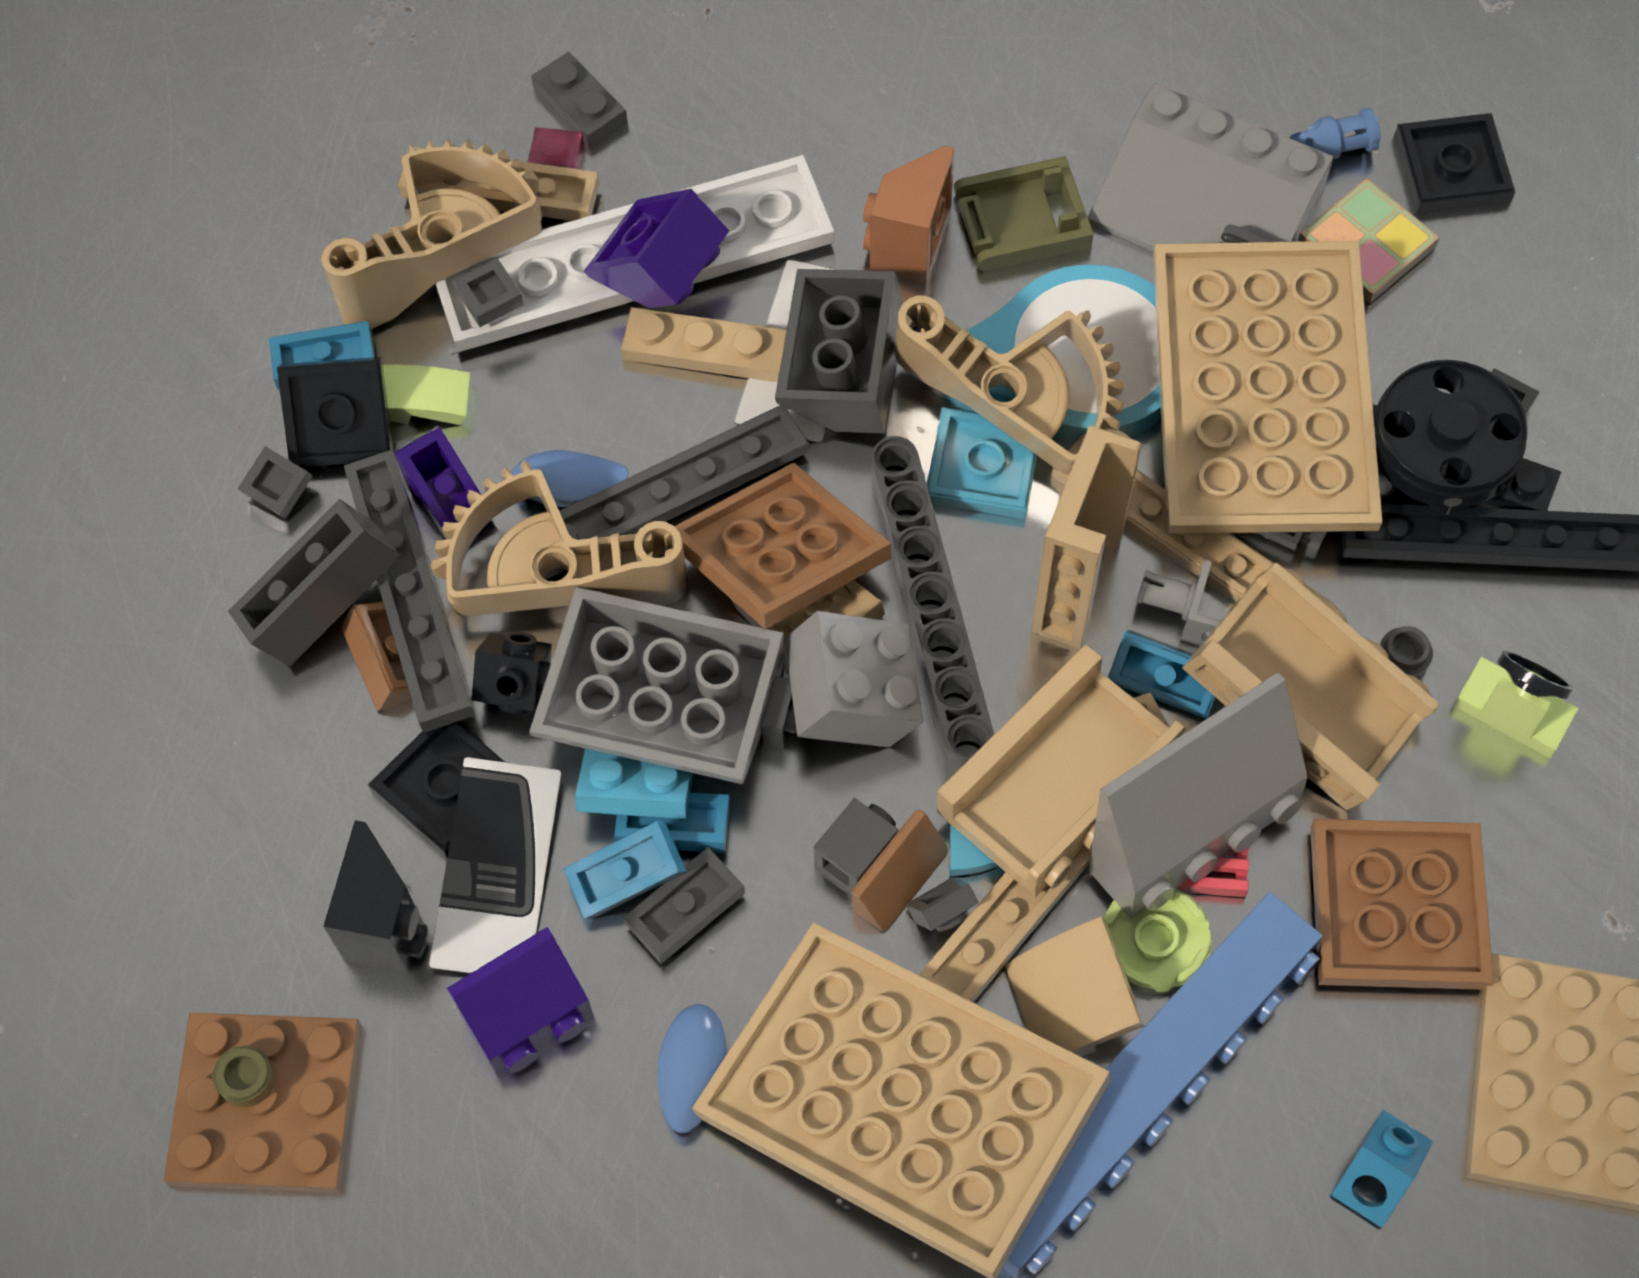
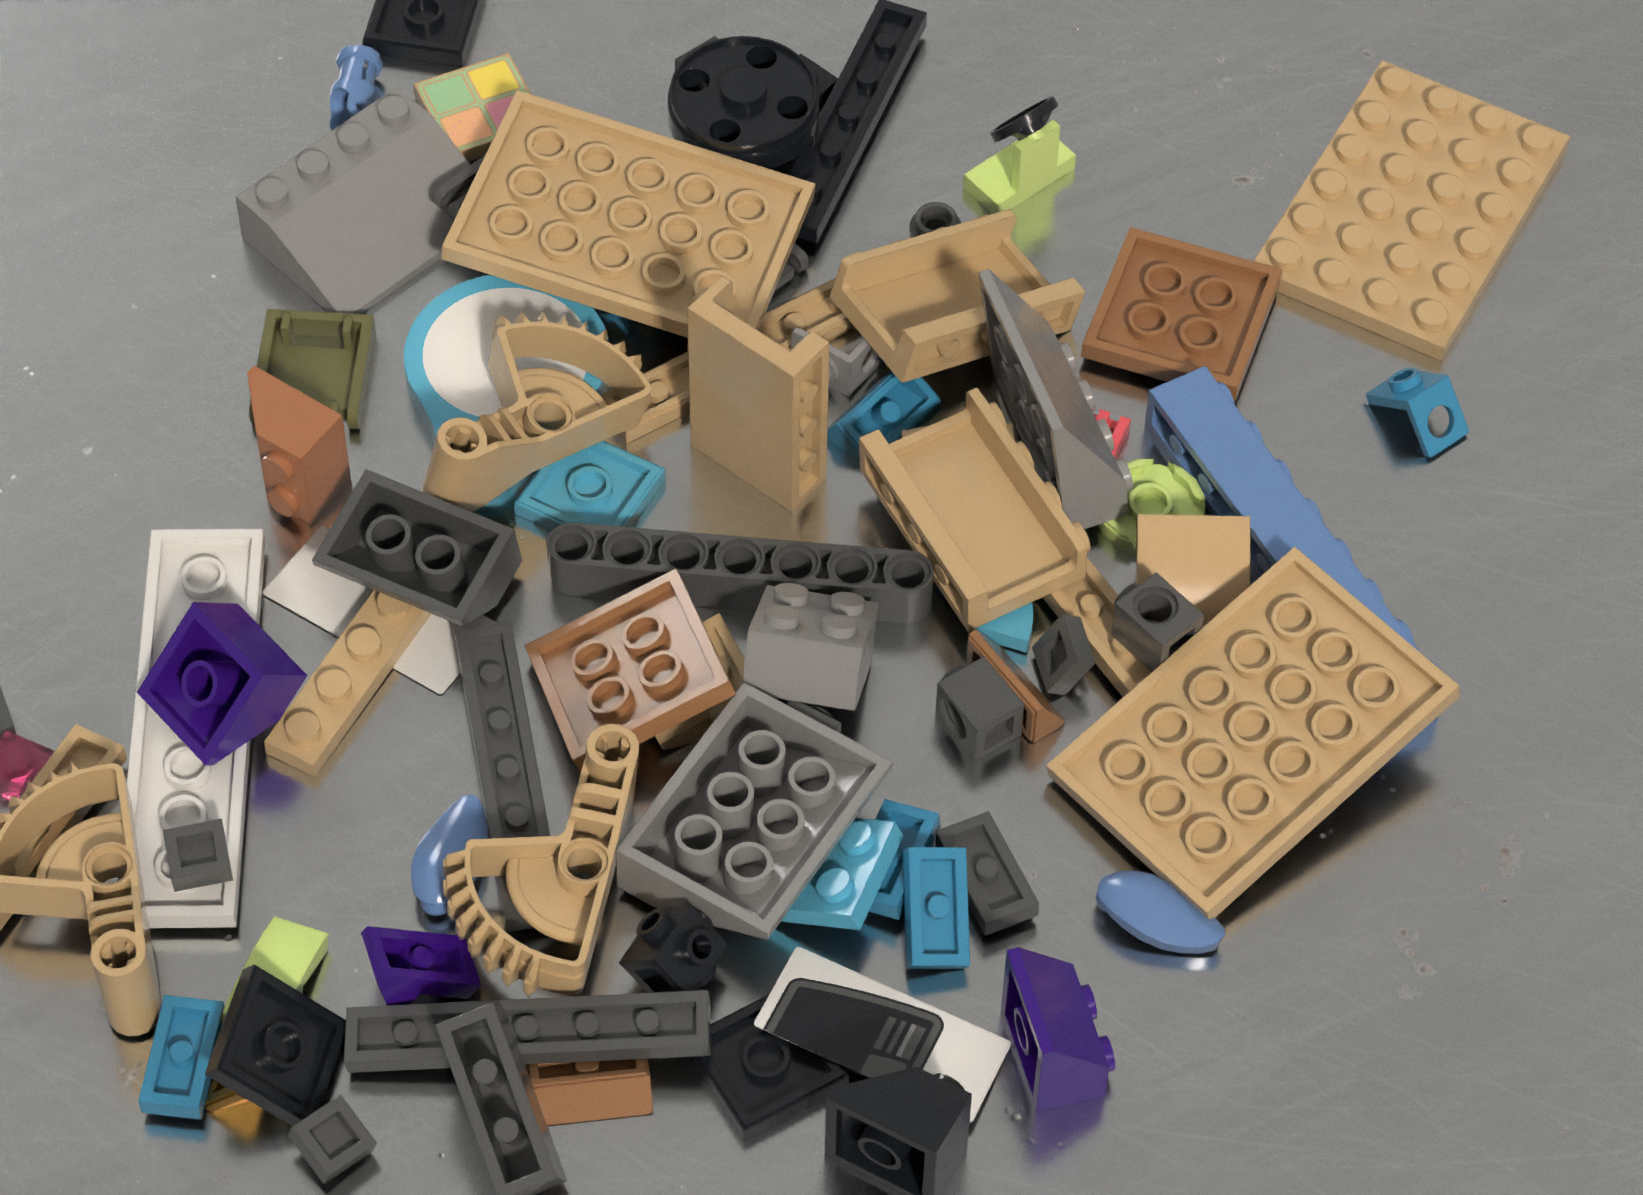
camera: 75 degrees left, 10 degrees down
(993, 943) = (1159, 602): none -> dark grey brick

